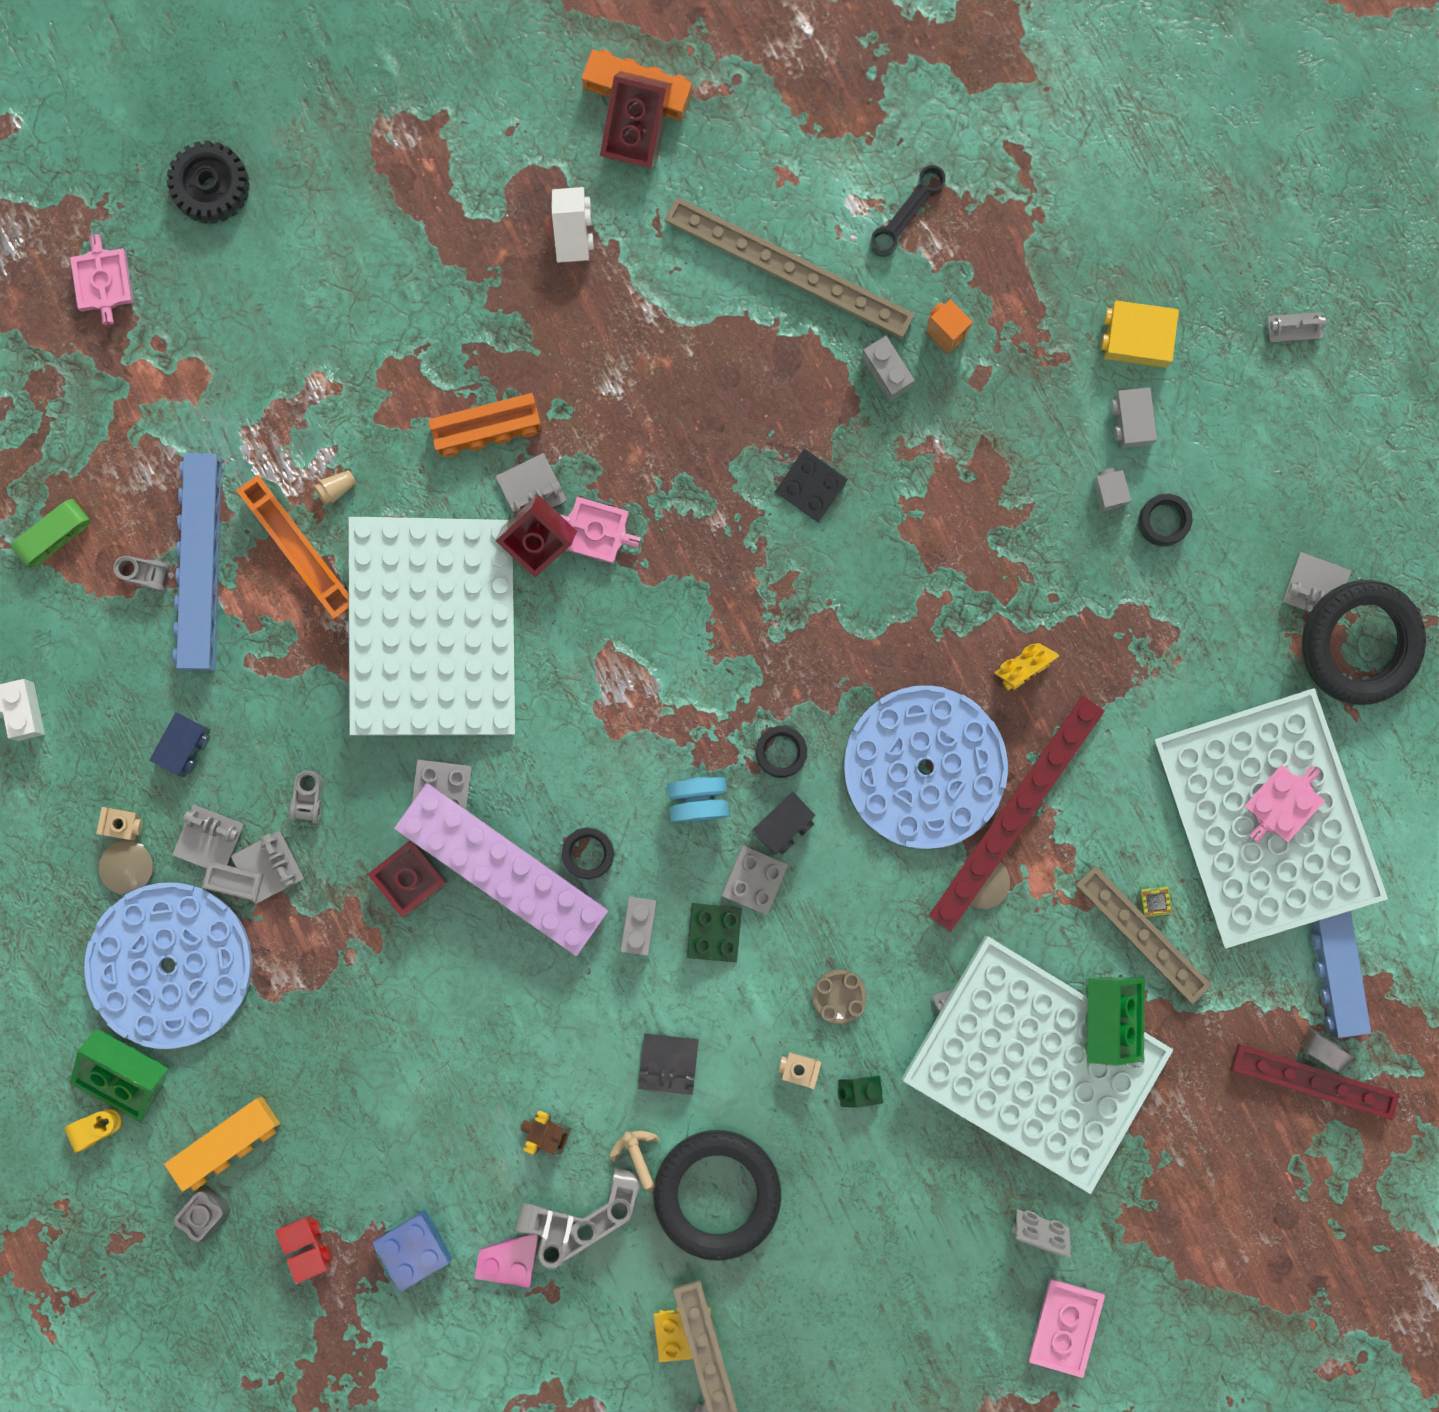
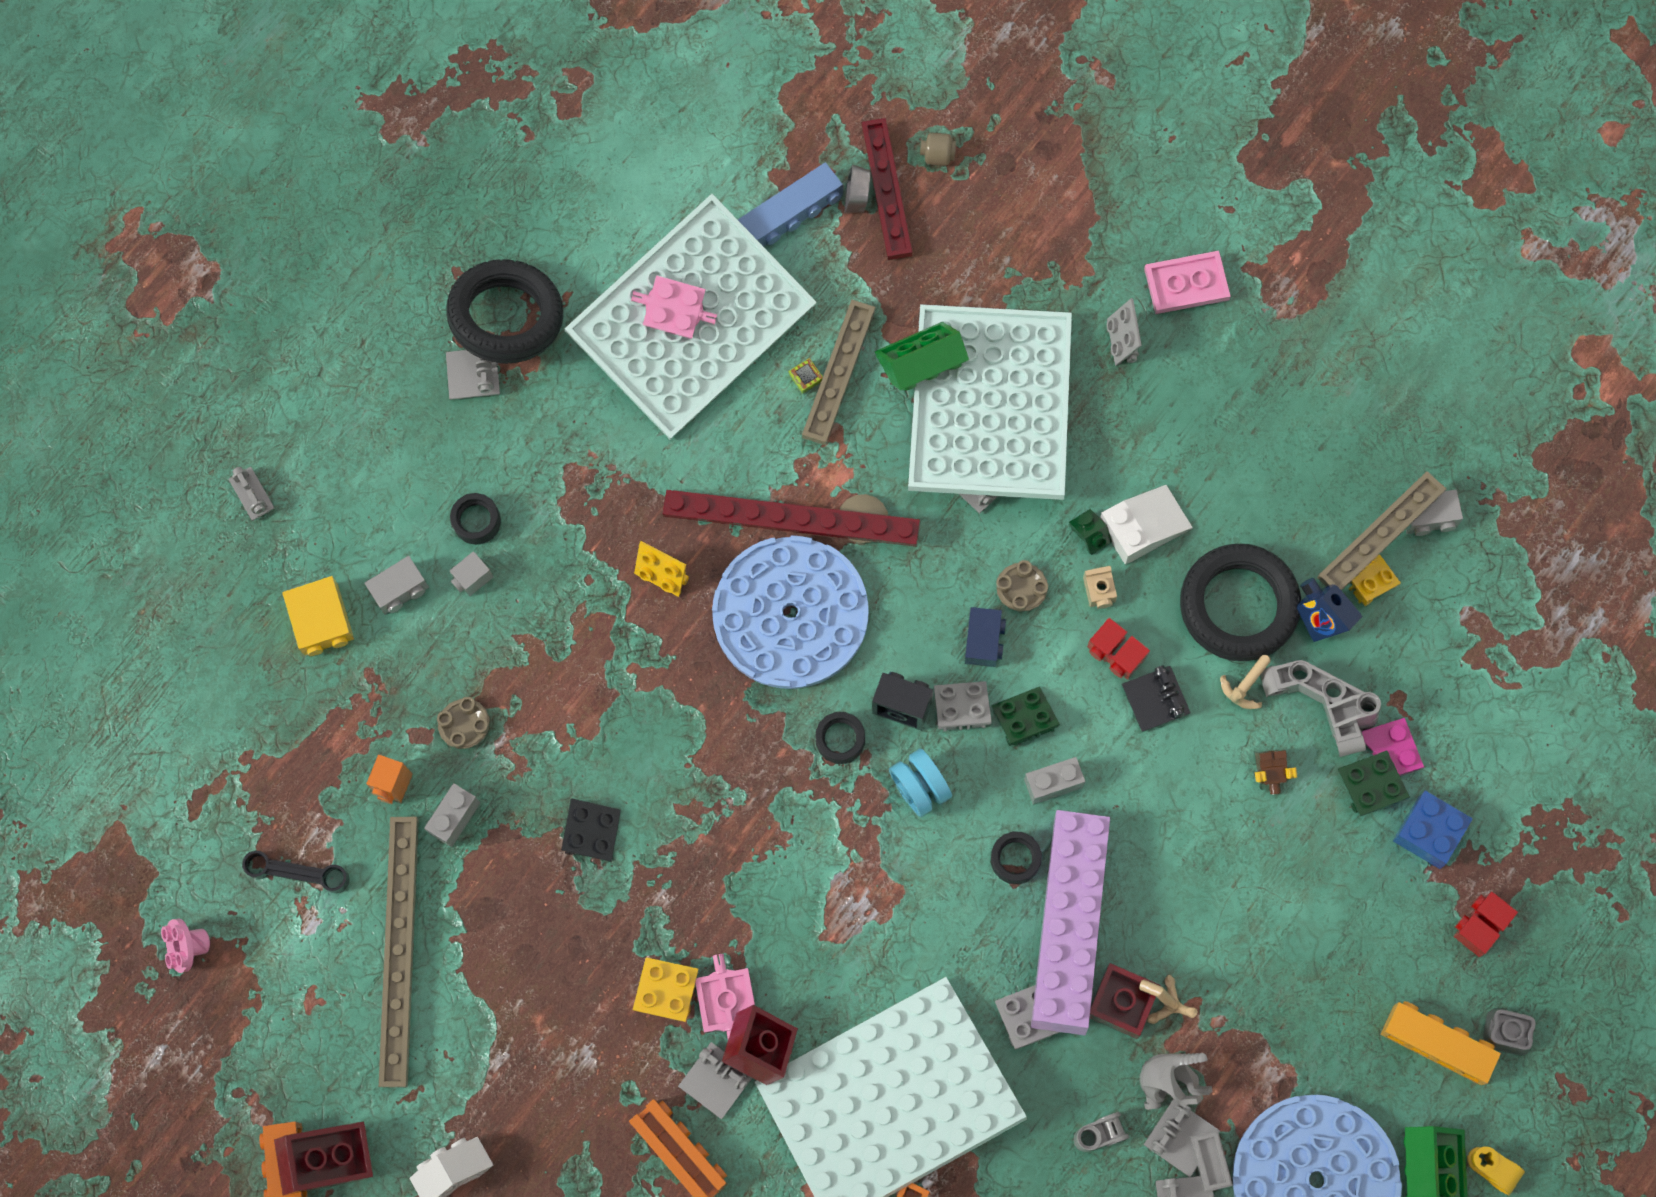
camera: 110 degrees left, 10 degrees down
(321, 870) = (1160, 1076): none -> light grey piece
(385, 918) = (1168, 998): none -> tan piece
(482, 1220) = (1373, 783): none -> dark green hinge
(631, 481) = (665, 989): none -> yellow hinge
(662, 1270) = (1326, 610): none -> dark blue torso
(719, 1059) = (1108, 639): none -> red piece
(808, 933) = (983, 637): none -> dark blue brick
(842, 1149) = (1145, 523): none -> white slope
(889, 85) = (183, 944): none -> bright pink plate
(970, 419) = (463, 723): none -> dark tan dish
(1331, 1155) = (938, 149): none -> dark tan head

